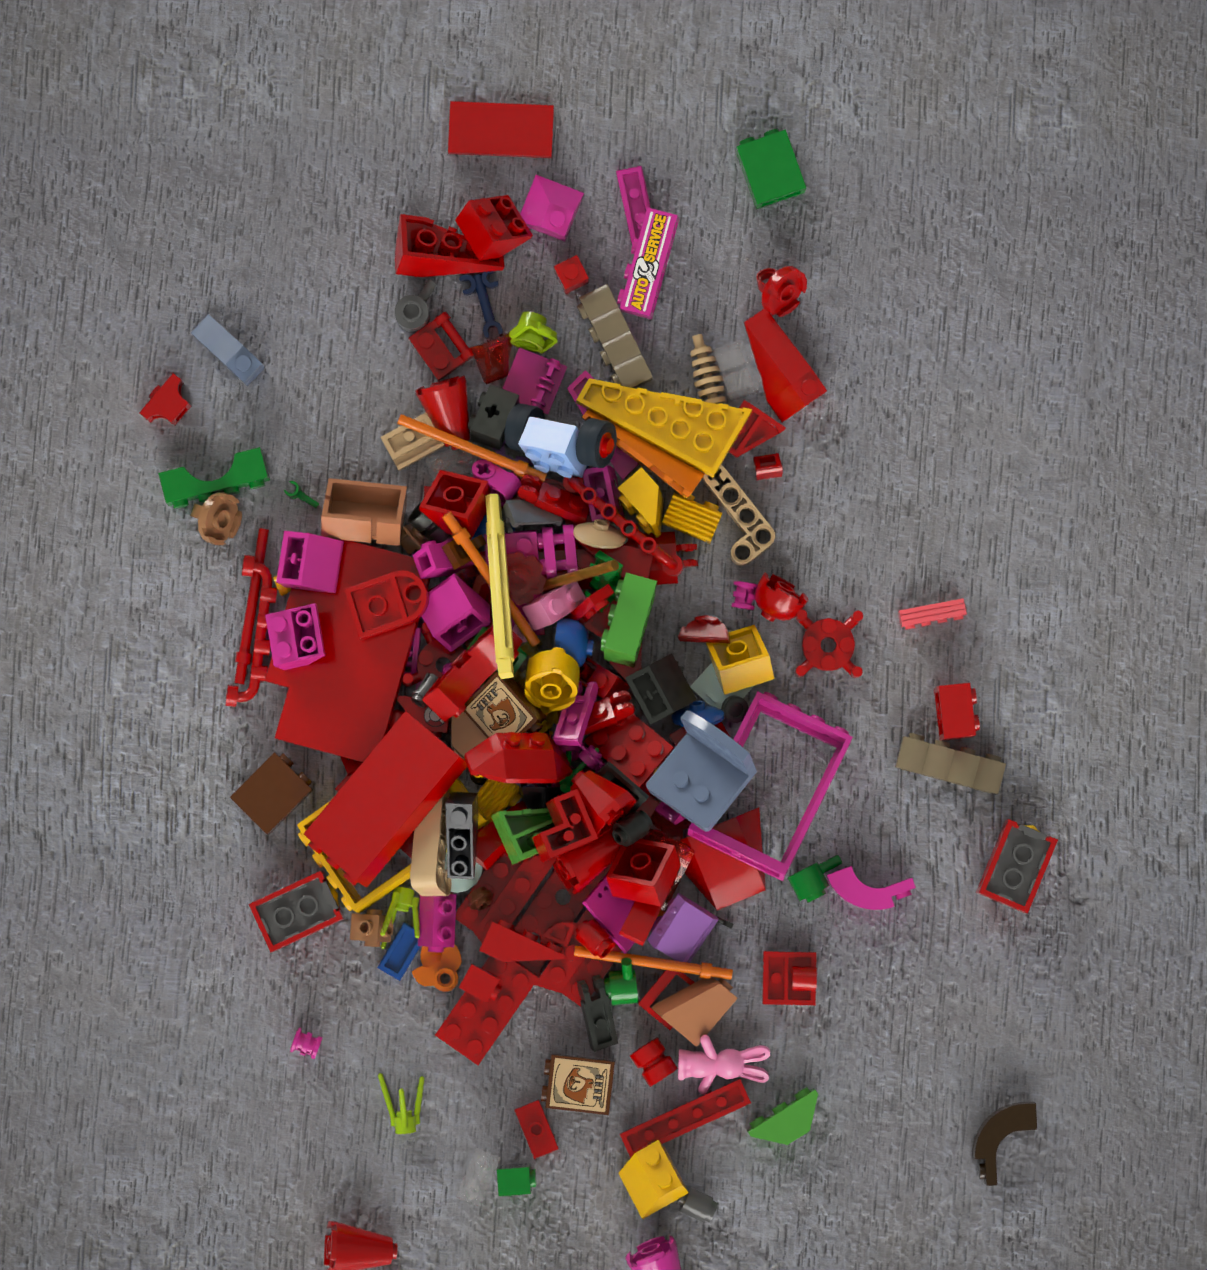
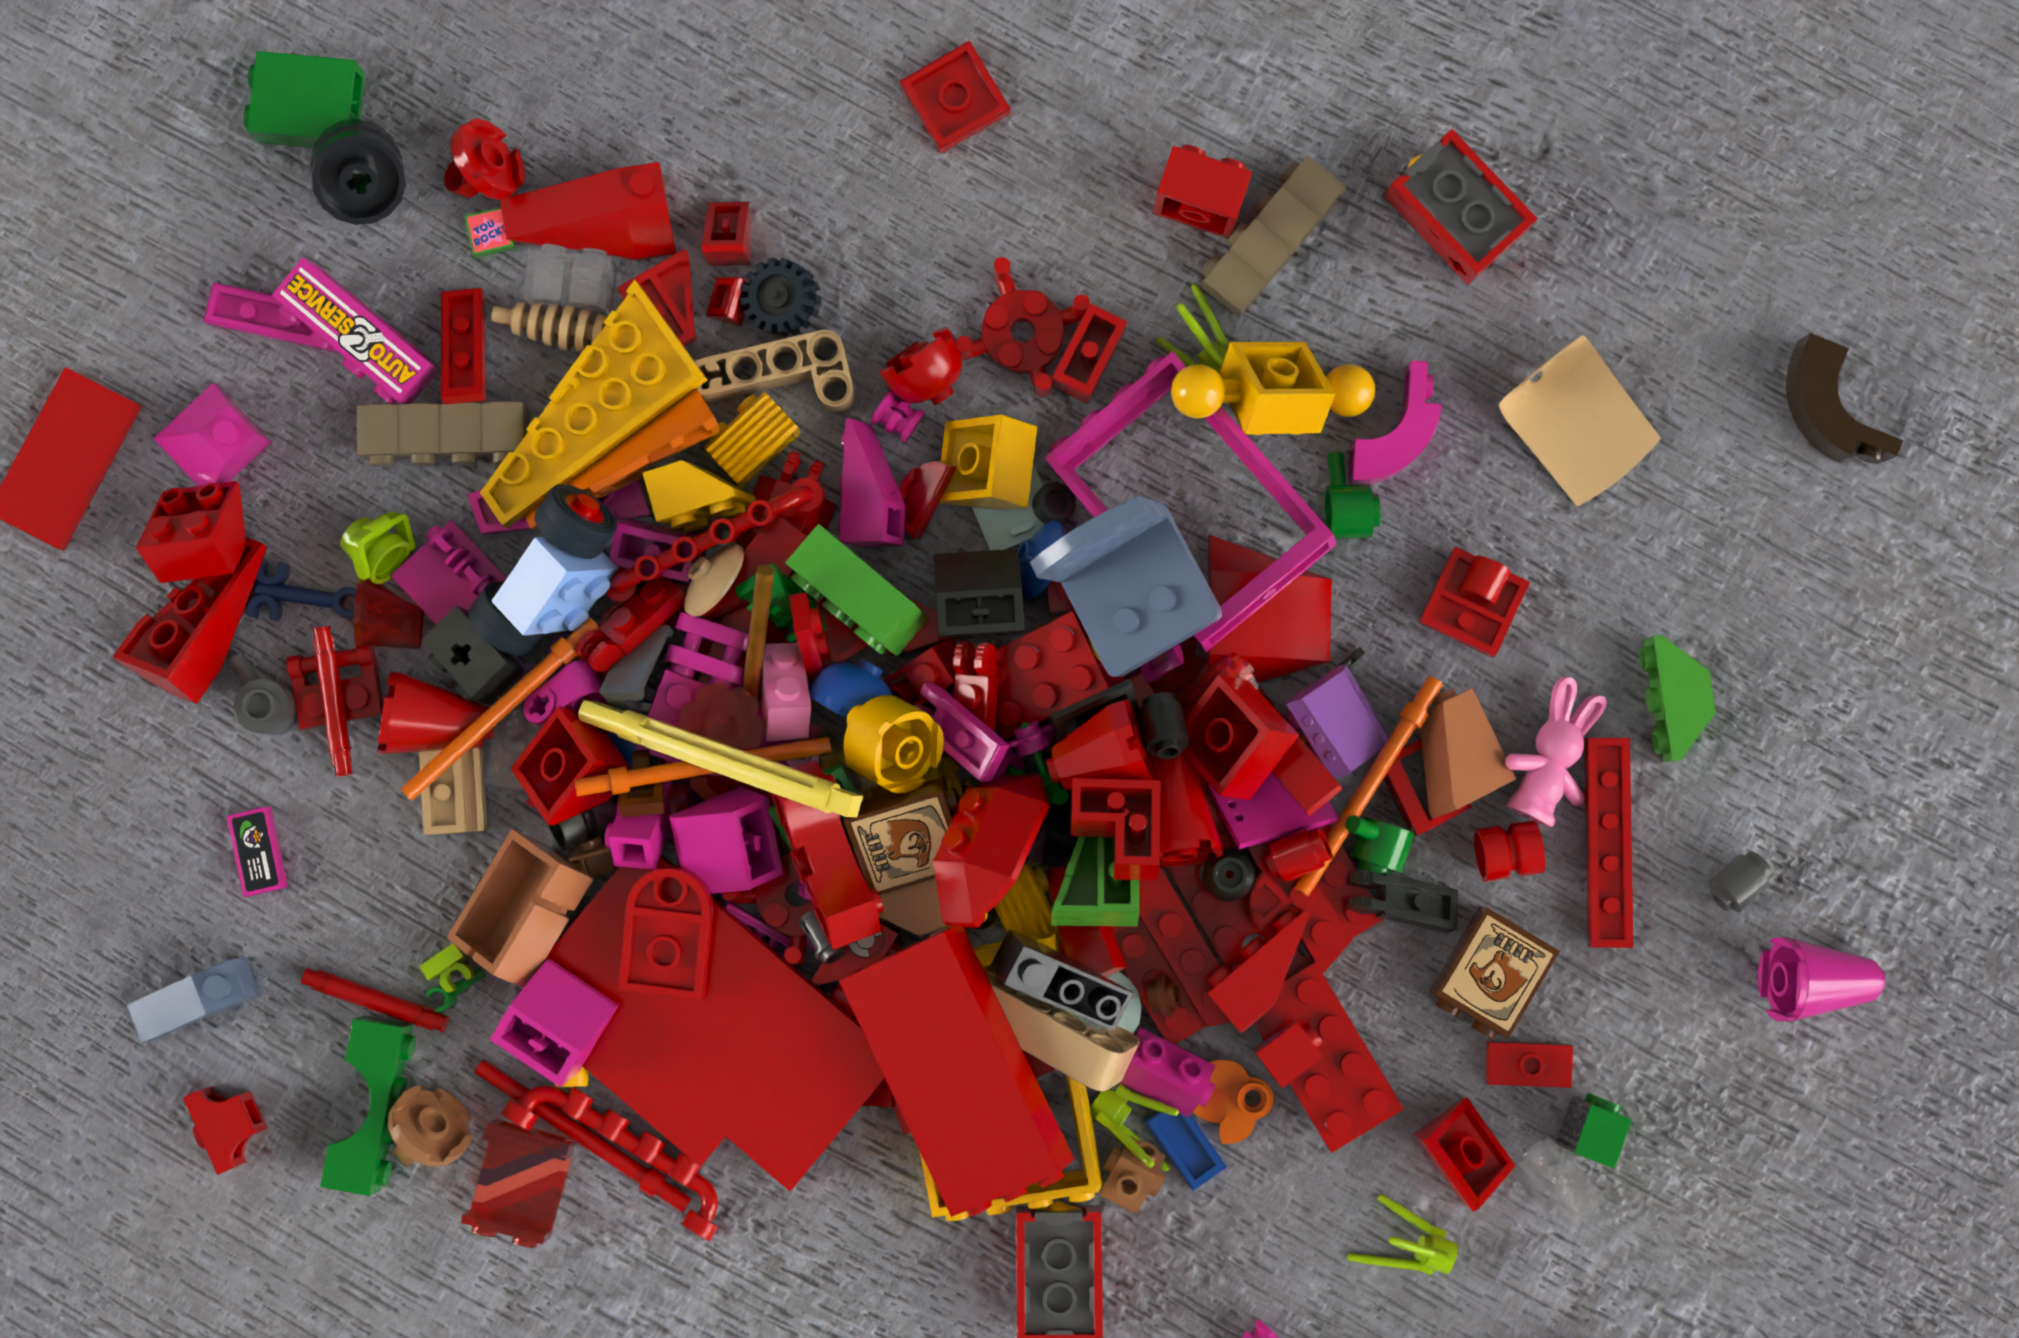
camera: 65 degrees left, 0 degrees up
(209, 583) = (520, 1183): none -> clear red panel
(272, 792) = (868, 1230): reddish brown brick -> none
(274, 452) = (374, 1000): none -> red piece
(295, 636) = (654, 1094): dark pink slope -> none
(312, 483) = (444, 964): none -> lime tile
(327, 346) = (257, 851): none -> tile
(432, 350) = (332, 701): none -> red piece
(470, 1114) = (1466, 1153): none -> red slope
(565, 913) = (1216, 881): none -> pearl dark grey plate
(571, 274) = (319, 452): red brick -> none
(652, 1179) = (1680, 930): yellow slope -> none
(669, 327) = (463, 346): none -> red tile
(690, 601) = (870, 497): none -> dark pink slope
(741, 221) = (361, 196): none -> black wheel
(743, 309) = (488, 233): none -> tile
(782, 496) = (780, 297): none -> black wheel
(807, 447) = (727, 234): none -> red slope
(830, 689) = (1089, 353): none -> red brick
(857, 805) = (1273, 388): none -> yellow brick
(862, 764) = (1214, 352): none -> lime plant
(923, 993) = (1579, 422): none -> tan piece
(934, 612) = (1044, 165): coral piece -> none
(949, 542) = (955, 97): none -> red tile

